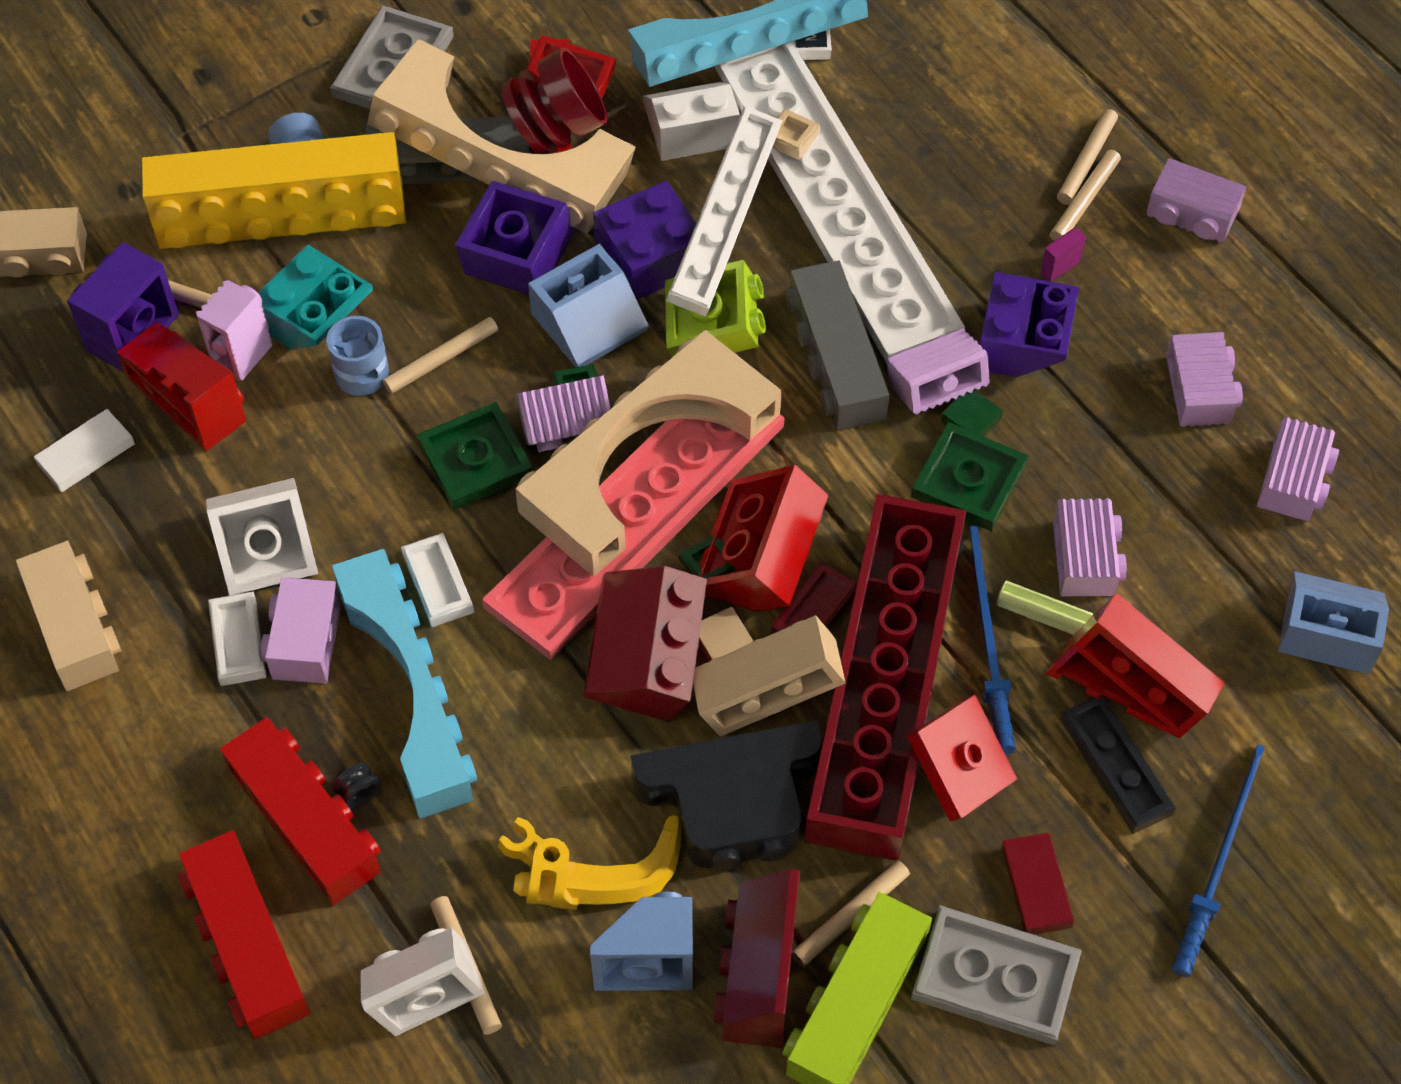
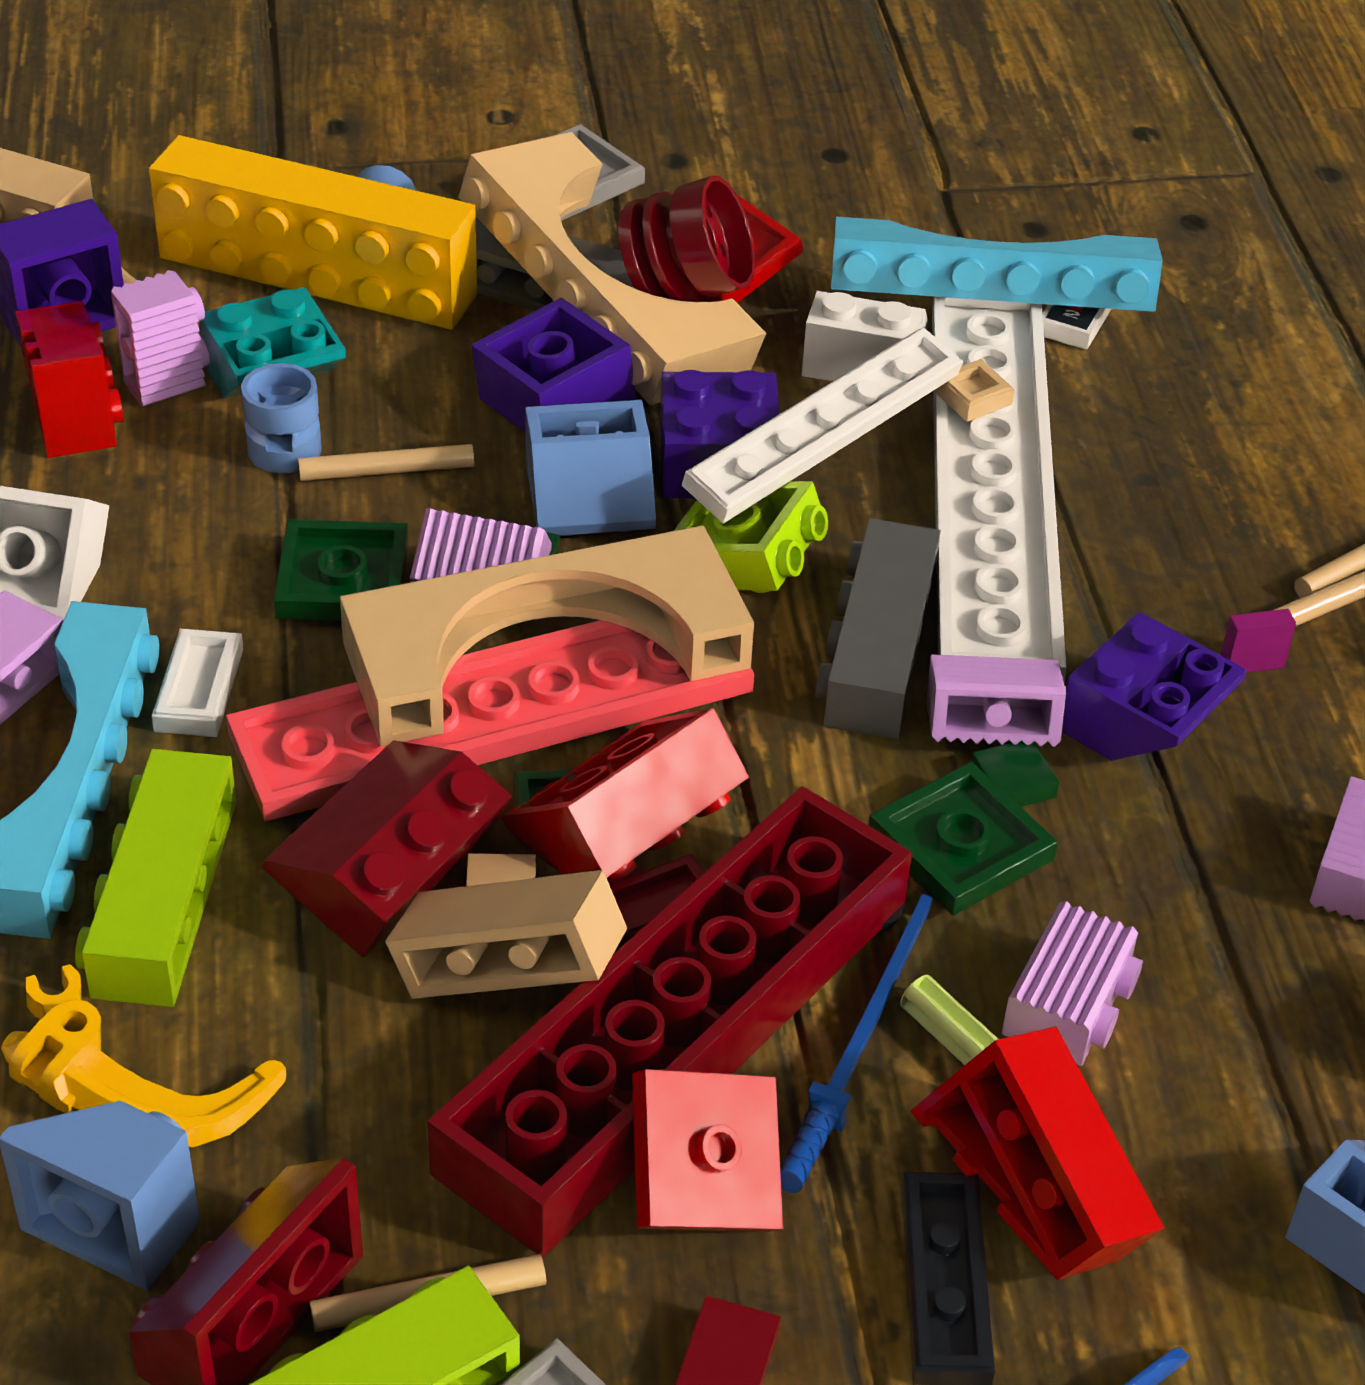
camera: 25 degrees right, 15 degrees down
(521, 730) = (158, 878): none -> lime brick
(733, 792) = (366, 1063): black brick -> none

